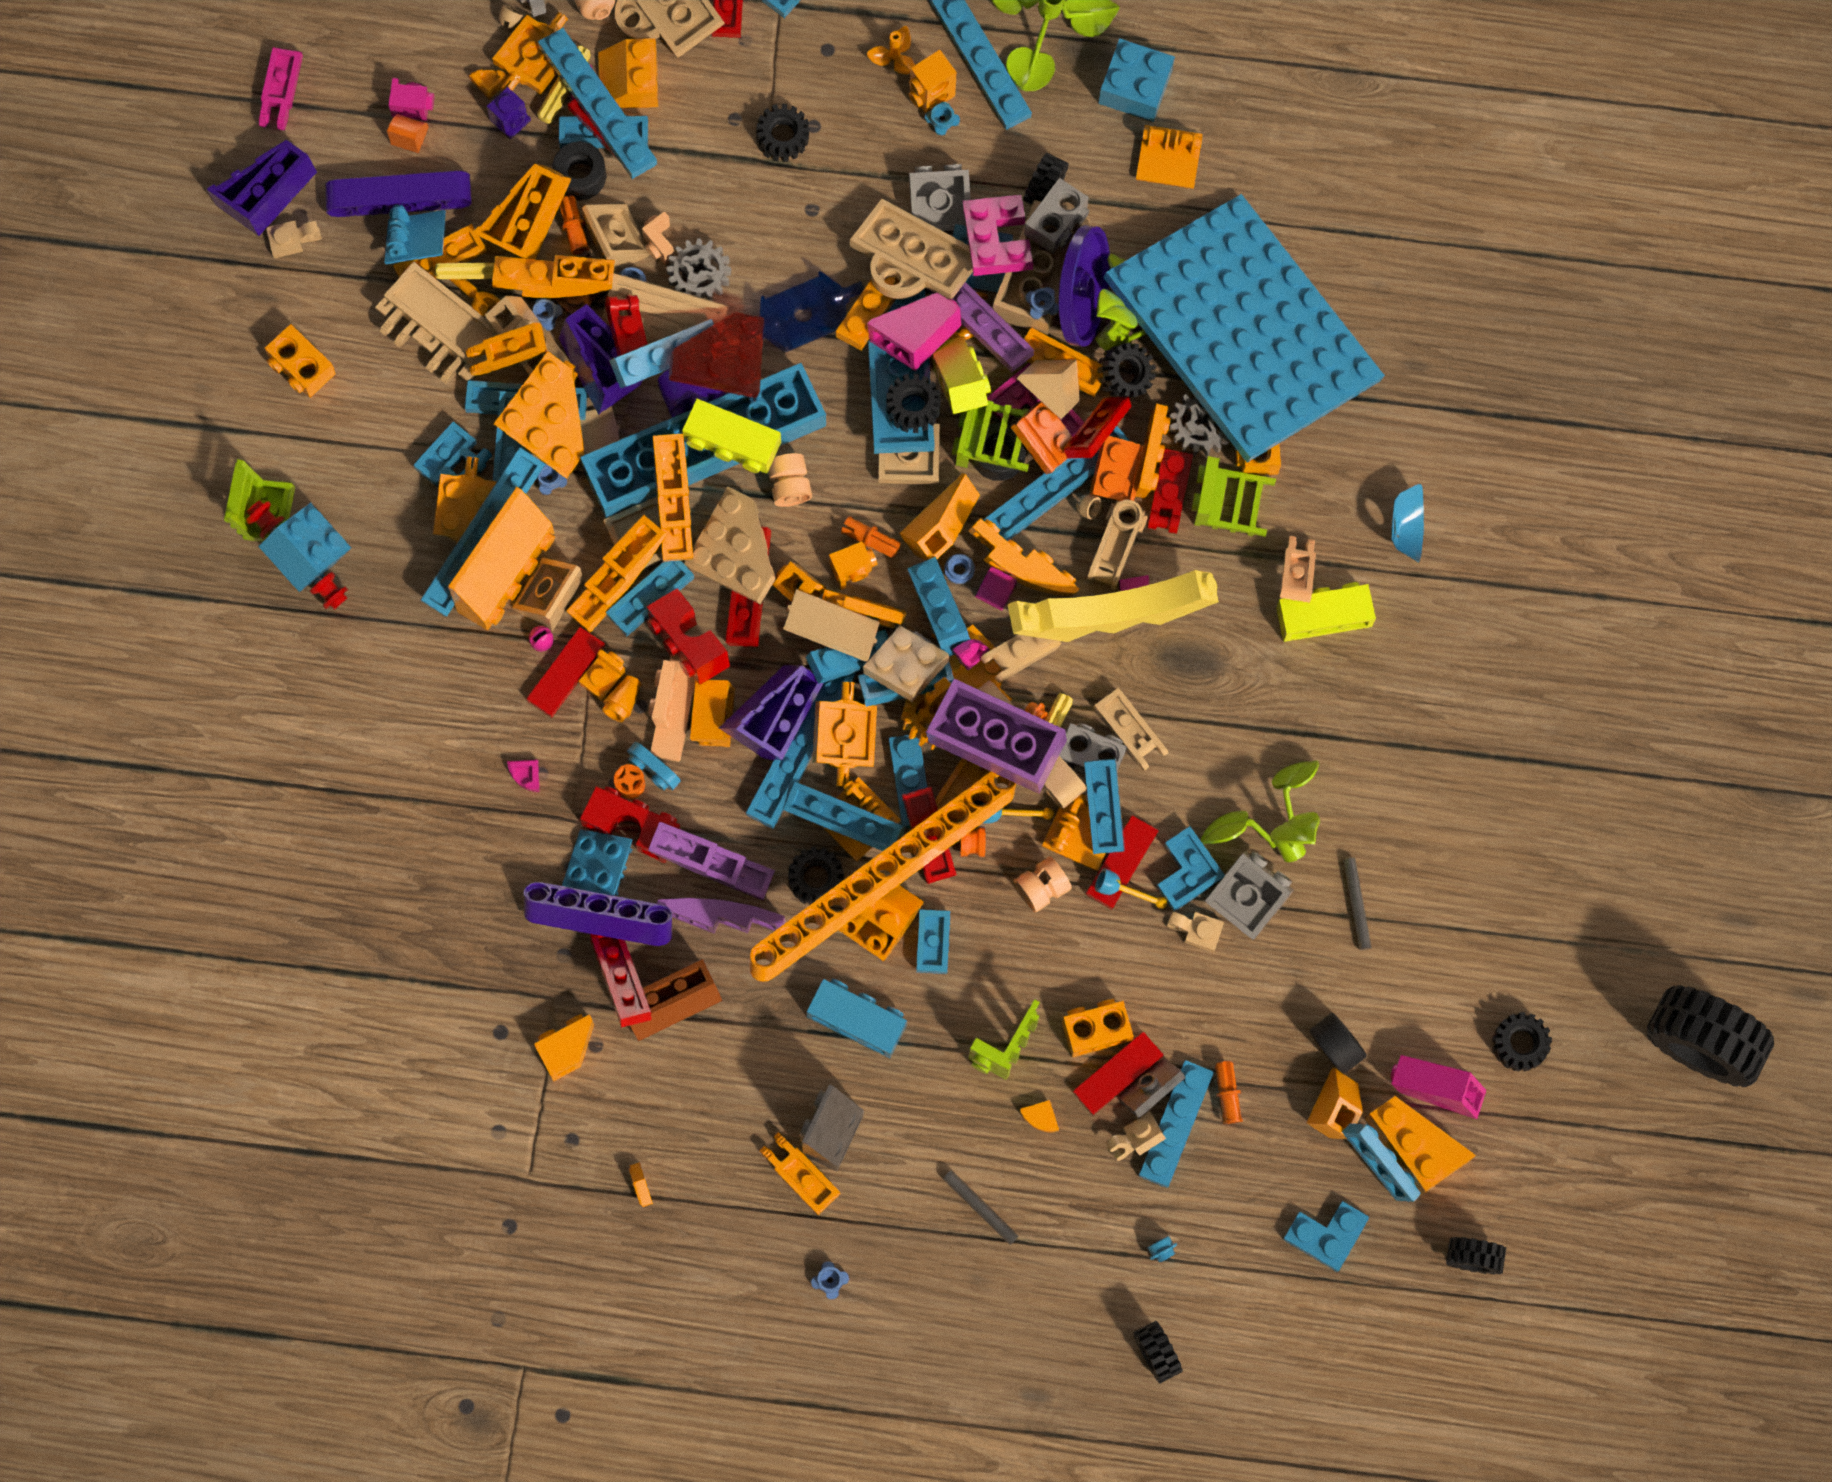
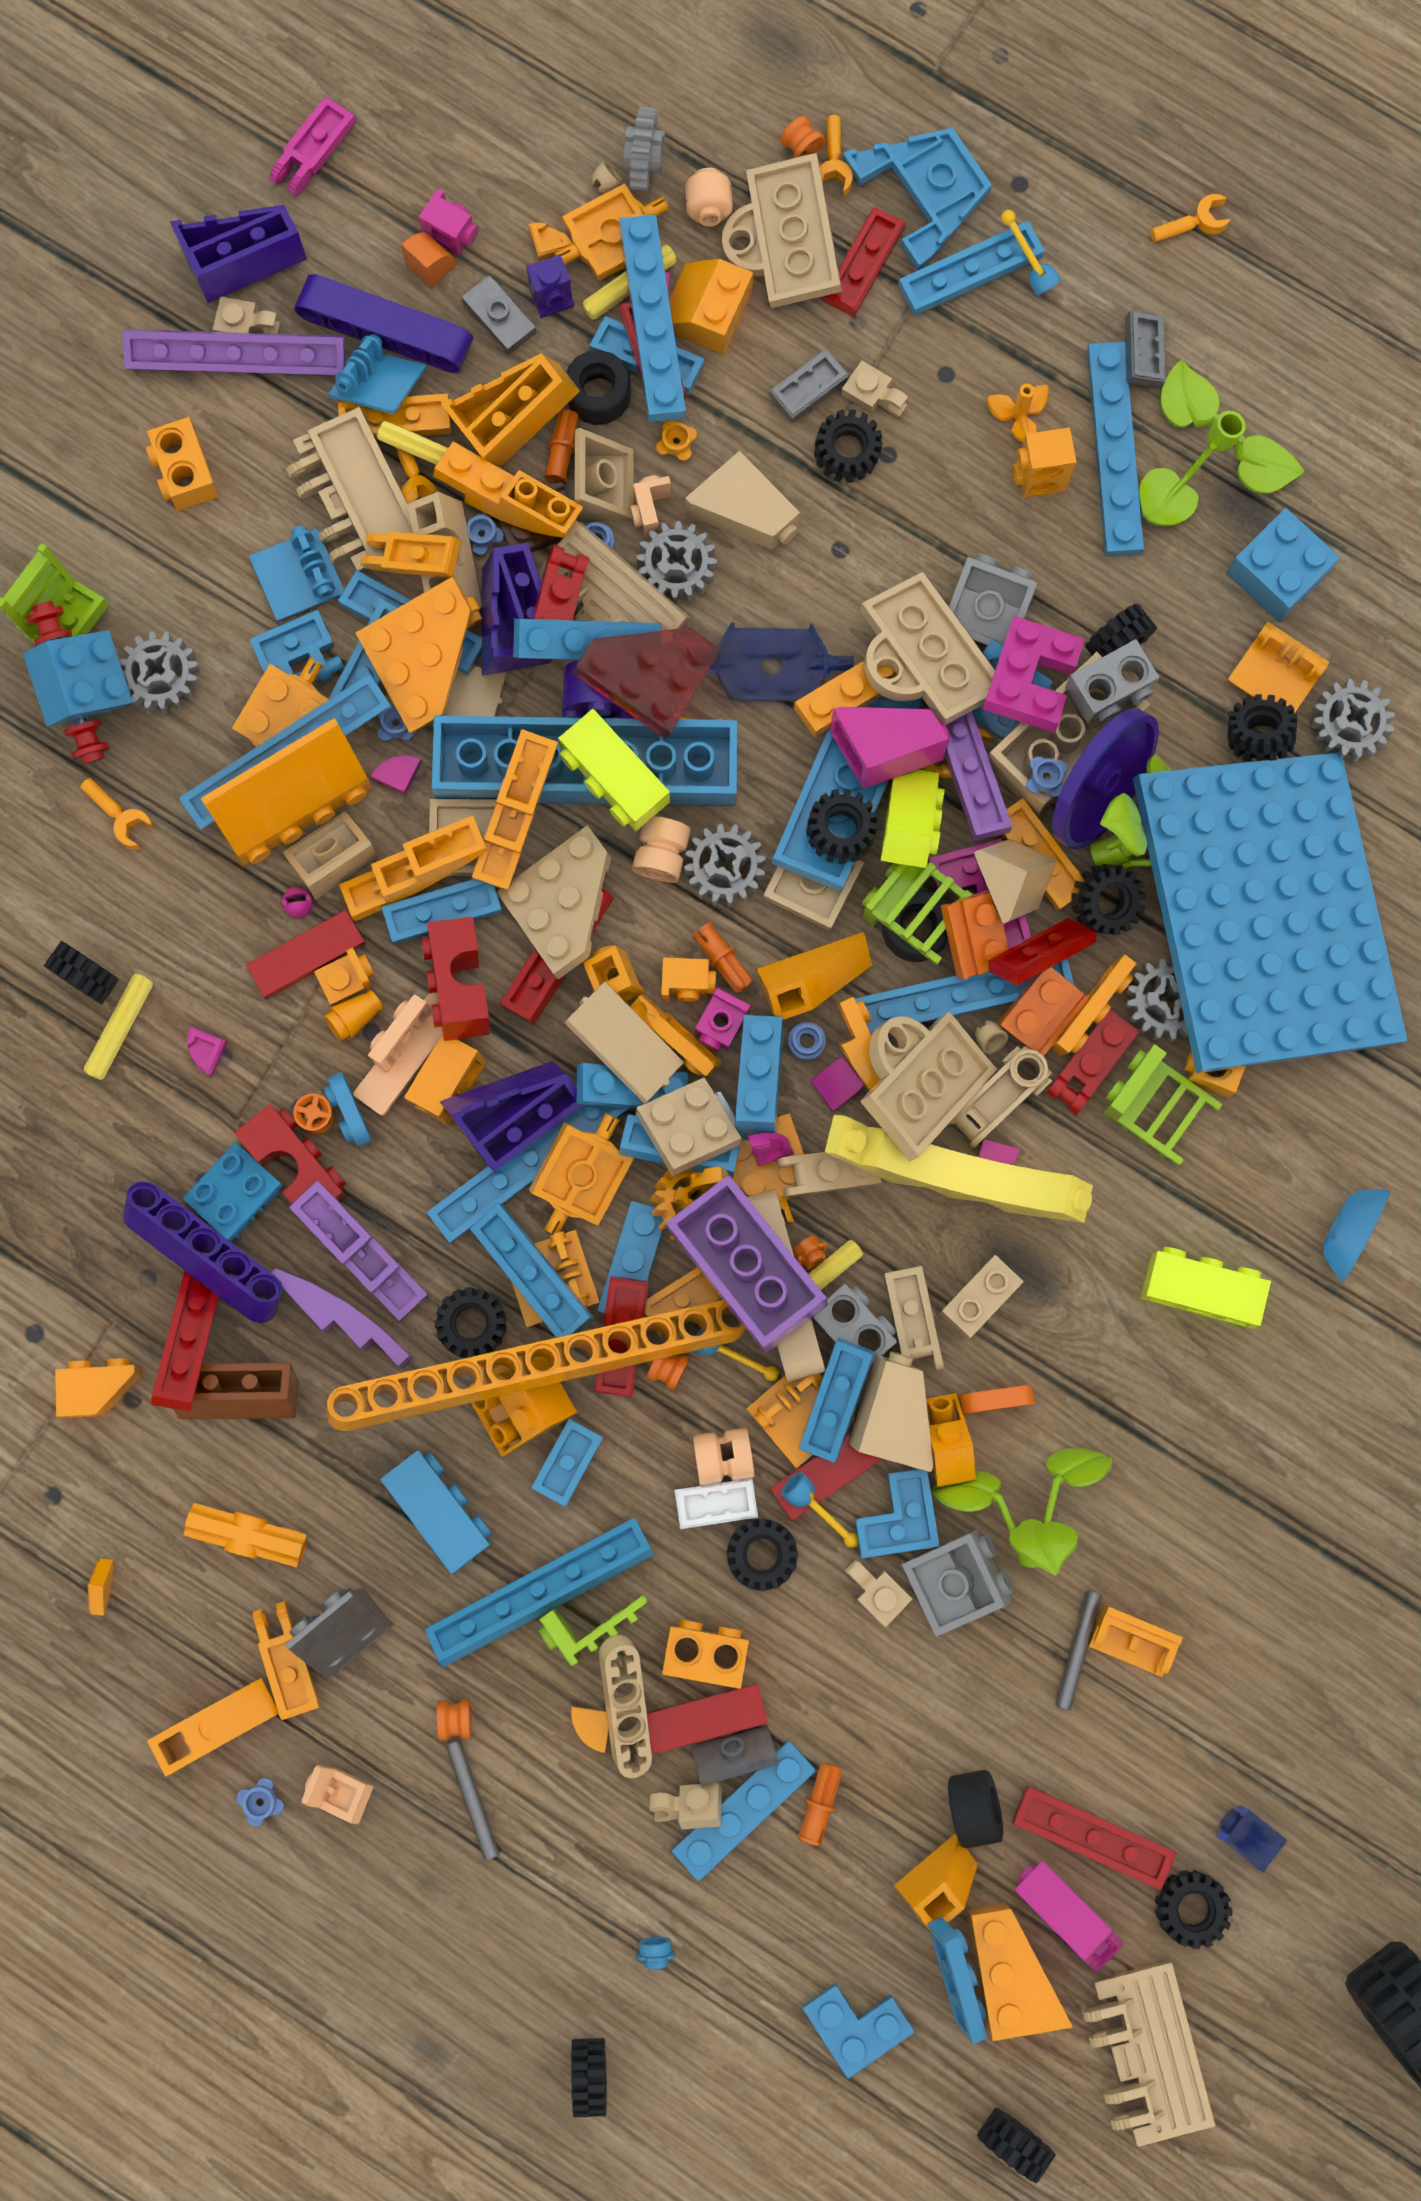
camera: 25 degrees right, 5 degrees up
(297, 263) = (233, 352): none -> medium lavender plate
(370, 522) = (166, 659): none -> light grey gear
(372, 633) = (124, 820): none -> light orange piece
(411, 757) = (81, 972): none -> black tyre
(423, 403) = (297, 574): none -> dark azure hinge
(454, 786) = (118, 1026): none -> light yellow axle
(479, 150) = (498, 314): none -> flat silver plate
(568, 513) = (397, 773): none -> dark pink tile
(659, 176) = (680, 431): none -> light orange plate
(727, 1098) = (246, 1535): none -> light orange piece
(728, 208) = (744, 504): none -> tan slope
(732, 101) = (809, 385): none -> flat silver plate
(771, 1241) = (213, 1727): none -> light orange slope
(778, 84) = (871, 388): none -> tan plate
(850, 478) = (712, 874): none -> light grey gear
(883, 1246) = (337, 1793): none -> light nougat bracket
(891, 569) = (721, 1037): none -> dark pink brick
(941, 1156) = (454, 1719): none -> orange wheel
(942, 110) = (1040, 500): dark azure plate -> none
(957, 1040) = (538, 1592): none -> dark azure plate
(1053, 921) = (716, 1503): none -> white plate
(1057, 553) = (923, 1079): none -> tan plate
(1061, 1083) = (629, 1706): none -> tan beam
(1103, 922) = (786, 1559): none -> black tyre
(1150, 796) = (894, 1414): none -> tan slope
(1170, 691) = (980, 1298): none -> tan brick
(1174, 190) = (1265, 713): none -> black tyre
(1195, 800) = (950, 1441): none -> light orange slope
(1216, 756) = (997, 1399): none -> orange beam
(1232, 156) = (1352, 704): none -> light grey gear
(1298, 571) = (1195, 1228): light nougat hinge -> none
(1393, 878) = (1134, 1641): none -> light orange hinge
(1429, 1025) = (1093, 1837): none -> red plate
(1537, 973) = (1250, 1837): none -> clear blue brick
(1542, 1152) = (1155, 2052): none -> tan hinge

